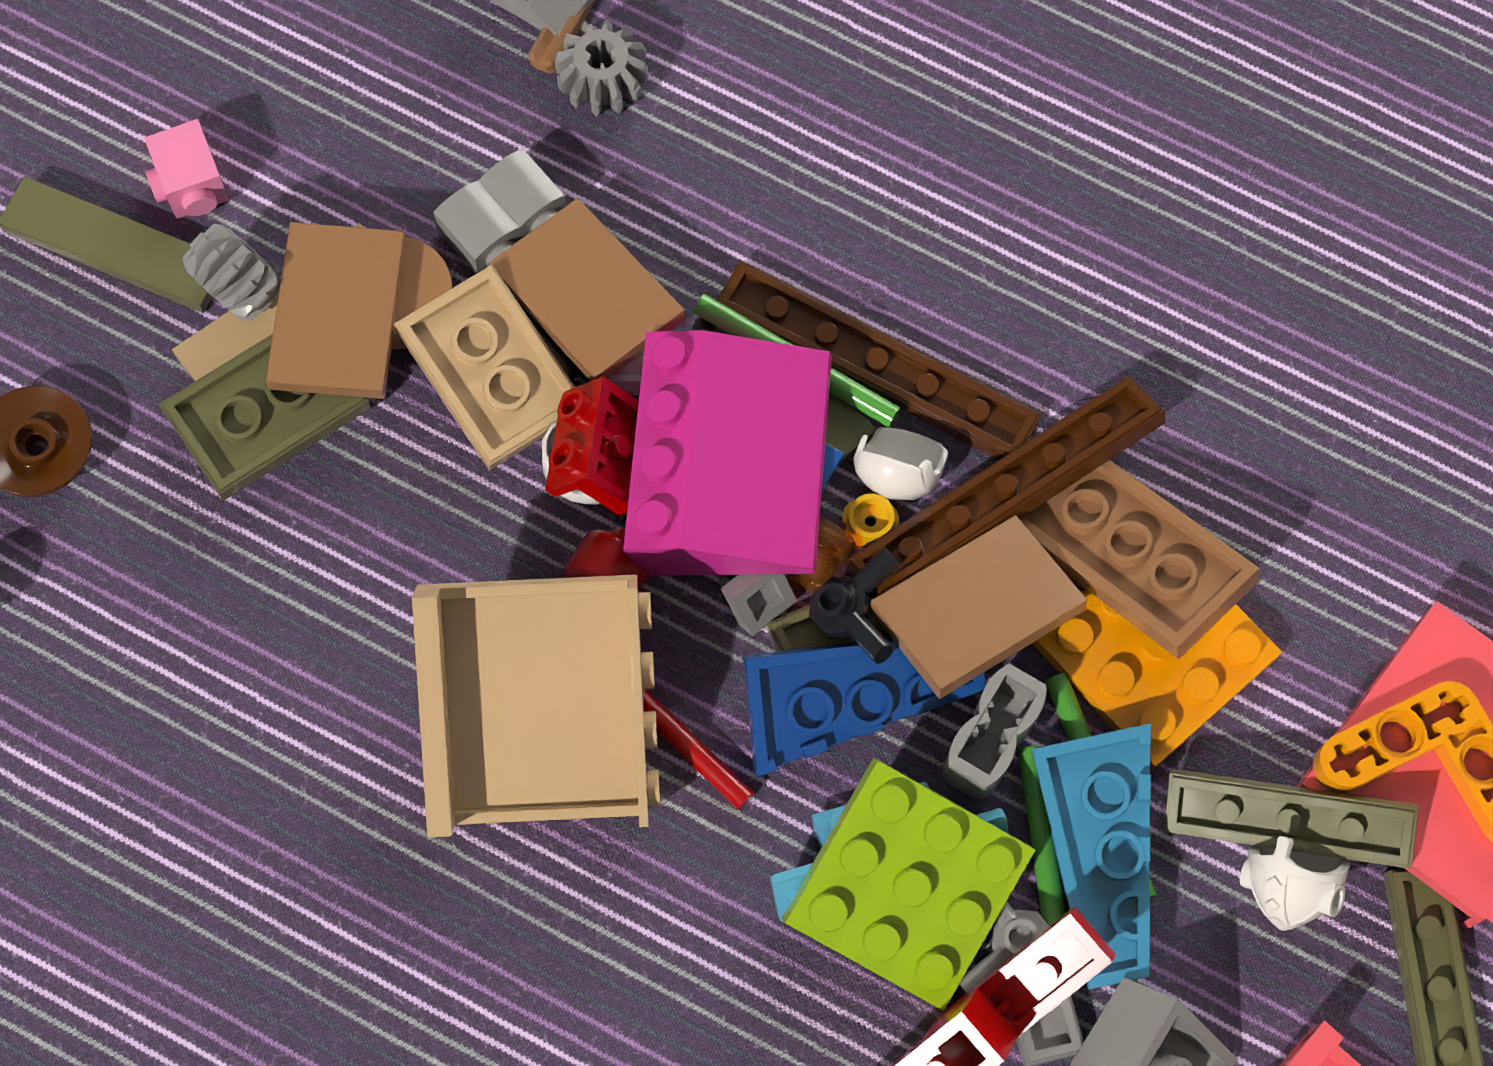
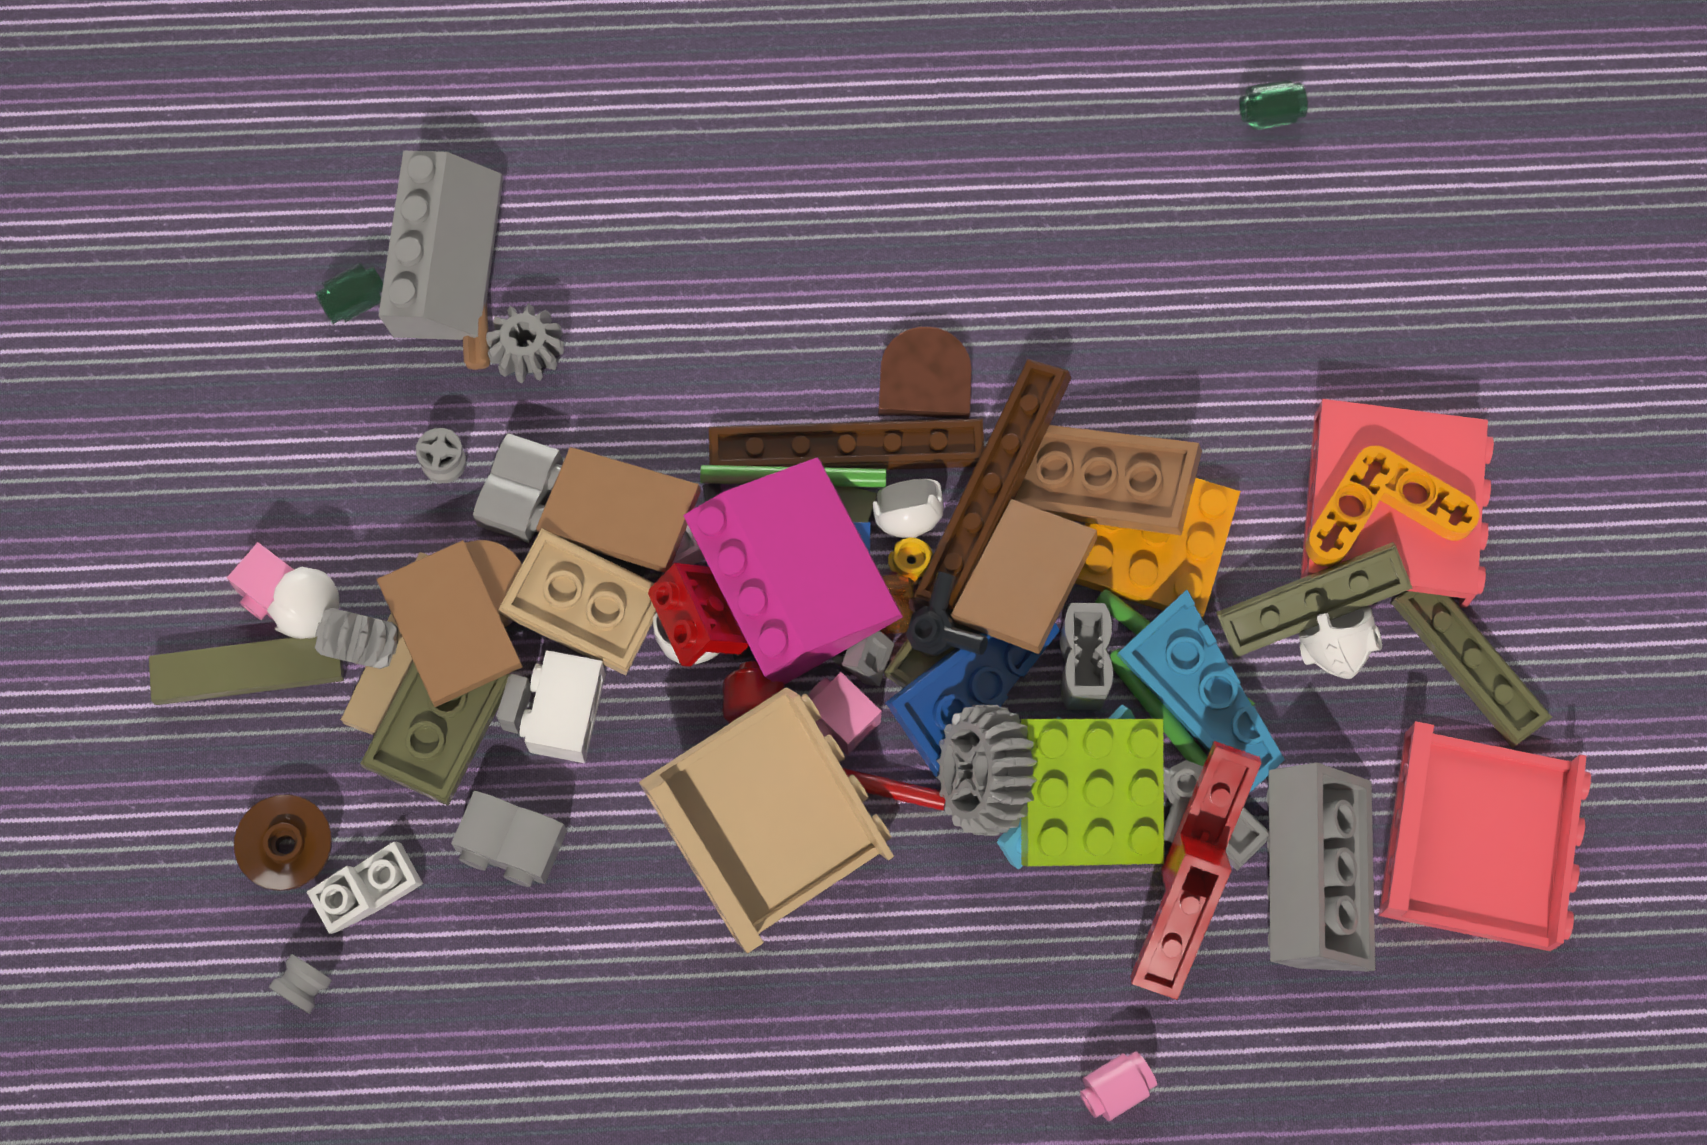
camera: 30 degrees left, 0 degrees up
(86, 537) = (364, 889): none -> white slope
(204, 198) = (301, 602): none -> white hair
(262, 570) = (509, 839): none -> light grey brick
(355, 433) = (513, 703): none -> light grey tile
(404, 465) = (563, 706): none -> white brick
(443, 122) = (440, 444): none -> light grey wheel
(691, 641) = (844, 712): none -> bright pink brick
(803, 791) = (986, 770): none -> light grey gear
(1008, 334) = (925, 375): none -> copper tile

